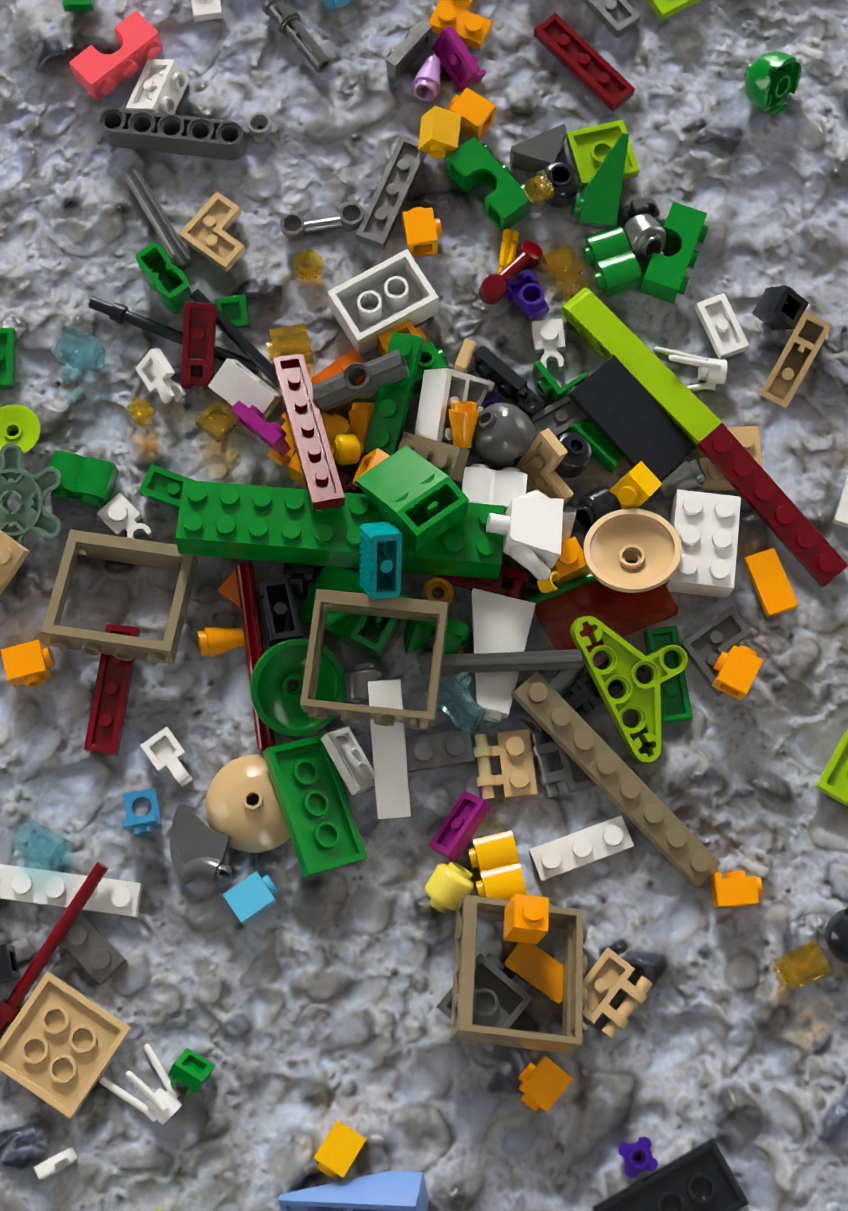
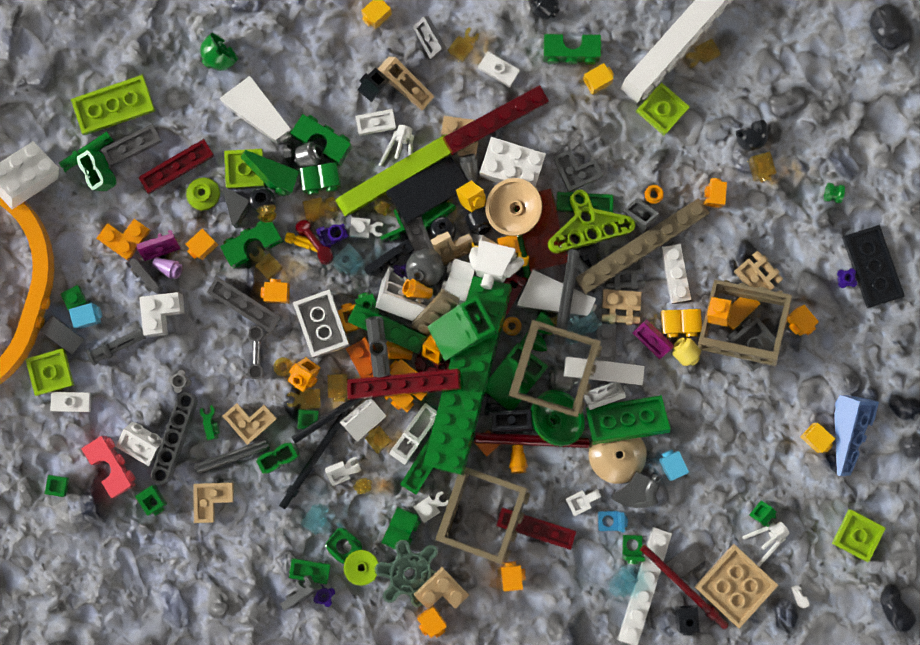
camera: 80 degrees left, 10 degrees up
(46, 412) = (342, 533): none -> green piece
(74, 120) = (145, 497): none -> green brick
(86, 853) = (635, 556): none -> green bracket
(89, 193) = (205, 498): none -> tan plate
(198, 177) = (211, 428): none -> green plate
(198, 344) = (327, 443): dark red plate -> none
(222, 466) = (414, 434): none -> white slope
(254, 421) = (387, 416): magenta plate -> none
(263, 306) = (308, 399): none -> clear yellow plate
(300, 291) = (304, 374): none -> light orange brick
(347, 449) = (415, 362): yellow piece -> none
(358, 73) = (156, 308): none -> white brick
(381, 560) = (500, 354): teal brick -> none
(439, 132) = (213, 267): yellow brick -> none
(462, 213) = (267, 264): none -> clear yellow plate
(465, 356) = (367, 281): tan tile -> none
(493, 333) = (354, 259): none -> clear light blue brick
(548, 117) = (211, 195): none -> lime piece
(587, 360) = (382, 207): none -> clear yellow plate
(668, 770) = (641, 214): none -> dark grey slope
(699, 152) = (254, 107): none -> white slope
(714, 778) = (658, 190): none -> light orange plate
(736, 671) = (594, 163): light orange brick -> none
(770, 582) = (540, 131): light orange tile -> none
(786, 1106) = (834, 193): none -> green wheel

